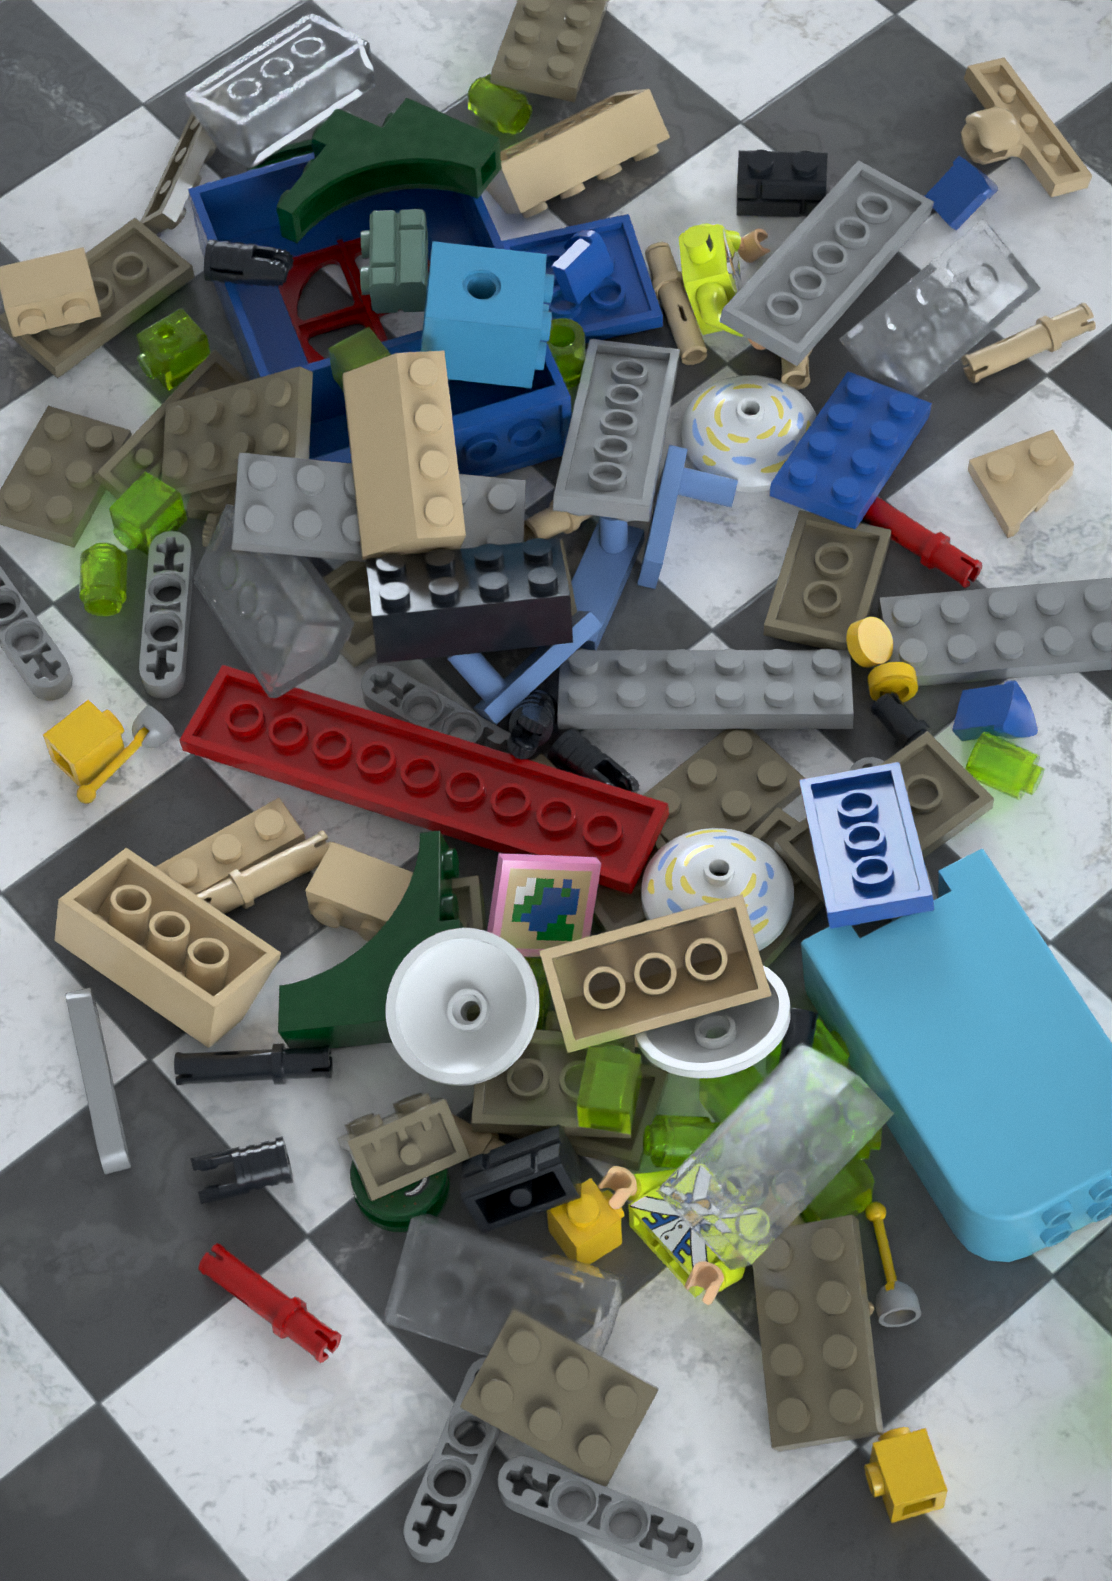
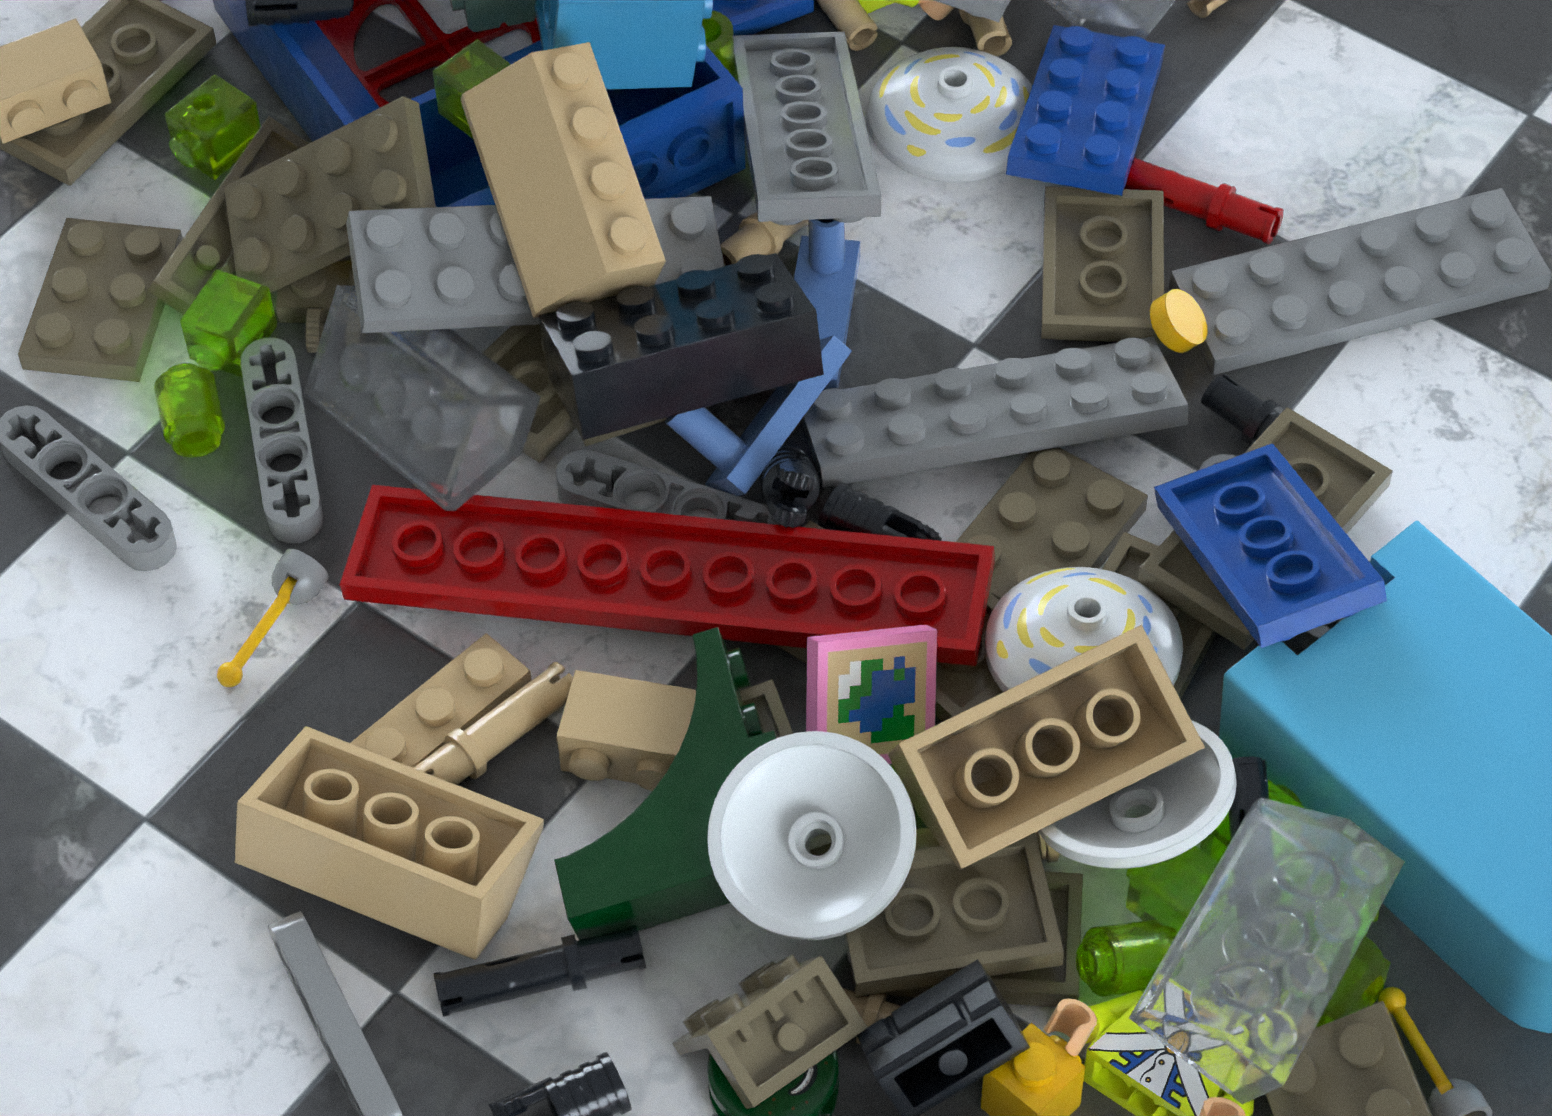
camera: 15 degrees left, 5 degrees down
(85, 742) = (215, 610): yellow brick -> none
(609, 1089) = (1030, 903): clear neon green brick -> none
(684, 482) = (881, 233): medium blue piece -> none
(893, 677) = (1217, 357): yellow tile -> none
(997, 710) = (1351, 378): blue tile -> none
(1004, 766) = (1388, 435): clear neon green brick -> none
(1021, 477) = (1294, 111): tan wing -> none

